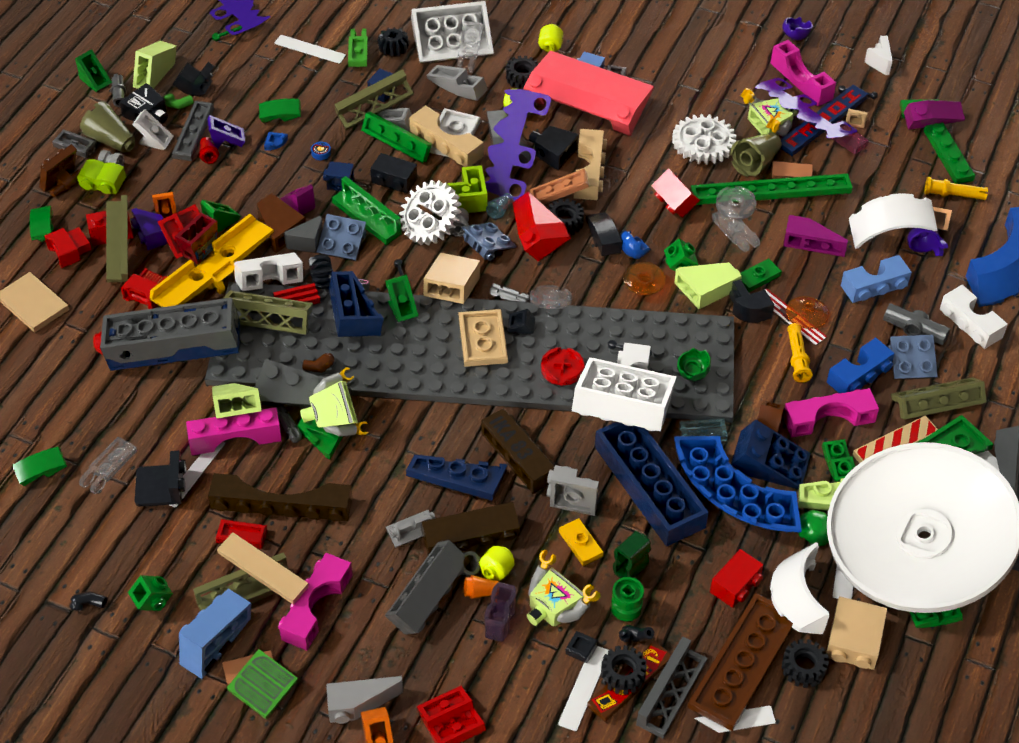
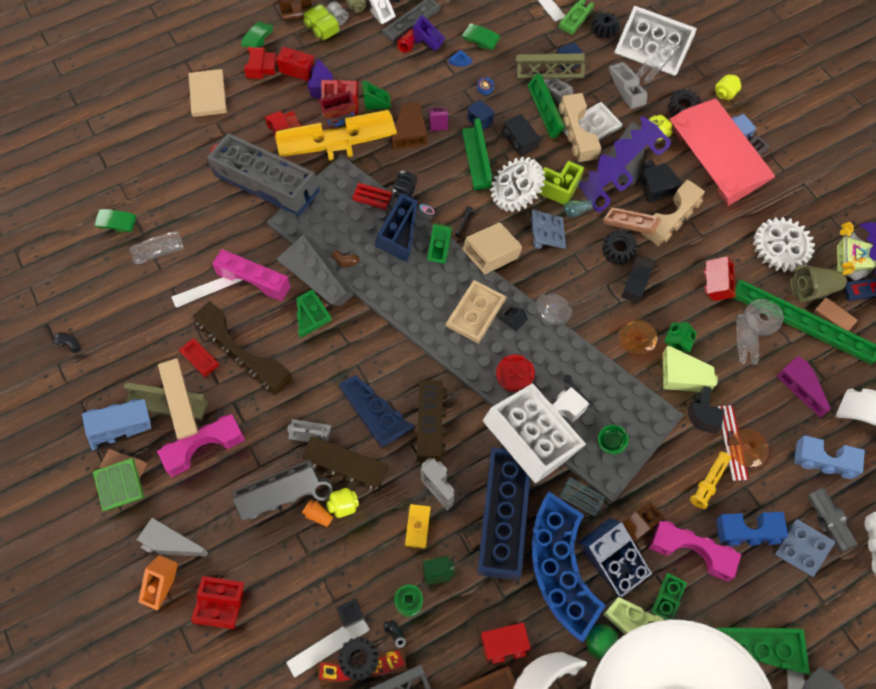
camera: 35 degrees right, 15 degrees up
(117, 240) = (288, 78): olive fence -> none
(150, 593) = (103, 365): green brick -> none
(161, 483) = (177, 283): black bracket -> none
(164, 204) = (342, 68): orange slope -> none
(235, 400) = (261, 252): yellowish green slope -> none
(271, 305) = (345, 192): olive fence -> none
(283, 267) = (358, 157): white arch -> none
(288, 424) = (293, 292): dark grey axle -> none
(305, 236) = (420, 149): dark grey slope -> none
(333, 406) = (322, 302): torso -> none
(341, 237) = (443, 165): sand blue hinge -> none
(464, 218) = (538, 203): light grey wheel -> none
(500, 611) = (306, 548): clear purple brick -> none
(508, 293) = (527, 285): axle -> none
(538, 227) = (589, 244): red wedge -> none
(556, 597) = (360, 560): torso -> none
(633, 246) = (652, 304): blue hair -> none
(760, 275) = (734, 390): green plate -> none
(906, 434) = (728, 613): tile -> none
(940, 397) = (798, 600): olive fence -> none

